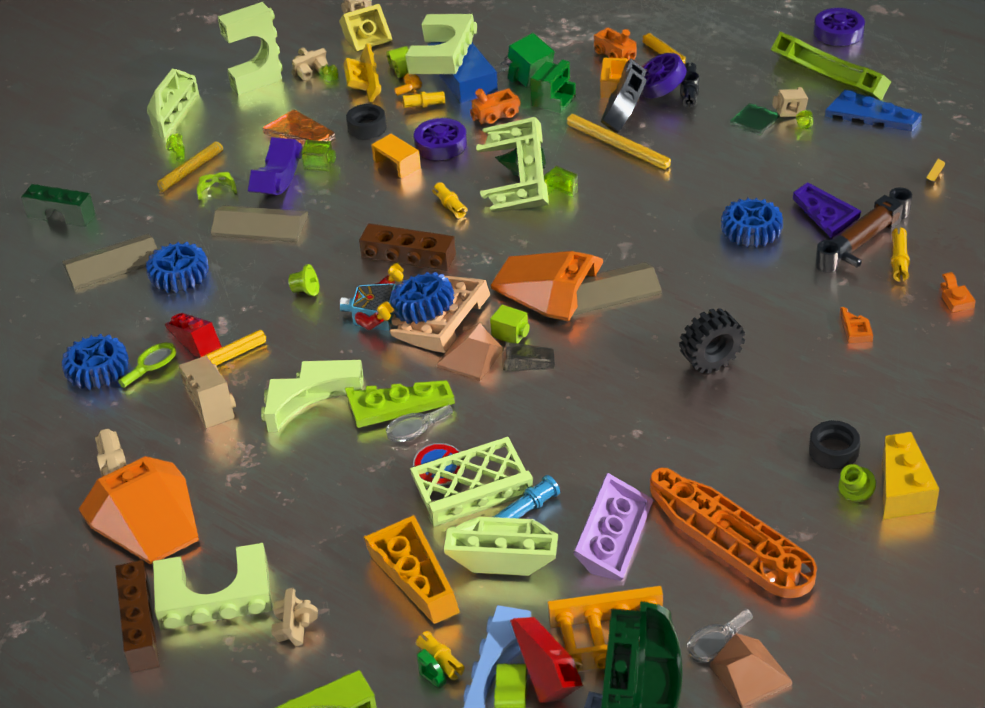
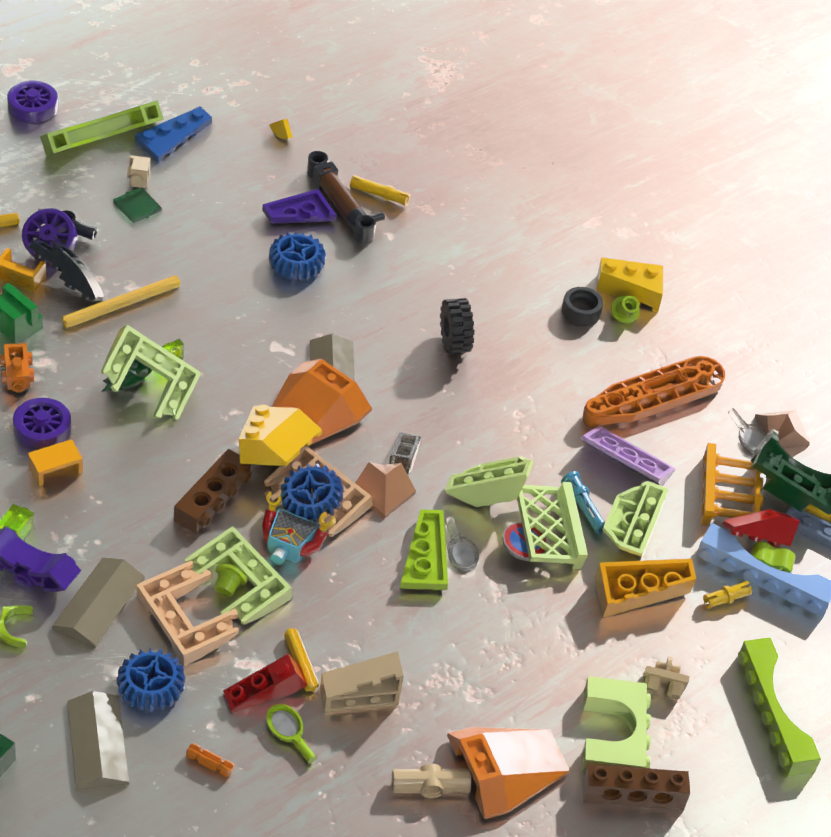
camera: 85 degrees left, 5 degrees up
(95, 361) = (277, 783): blue gear -> none
(106, 321) = (210, 760): none -> orange axle
(229, 276) = (188, 642): none -> light nougat wedge
(305, 311) = (270, 588): none -> yellowish green wedge
(312, 384) = (382, 605): yellowish green arch -> none
(430, 669) = (739, 604): green tile -> none
(449, 200) = (151, 442): yellow pin -> none
(475, 251) = (275, 435): none -> yellow wedge
(503, 416) = (490, 482): none -> yellowish green wedge
(509, 324) = (367, 447): lime brick -> none
(805, 119) = (167, 174): clear neon green hinge -> none
(856, 328) = (450, 247): orange tile -> none
(956, 297) = (441, 181): orange plate -> none

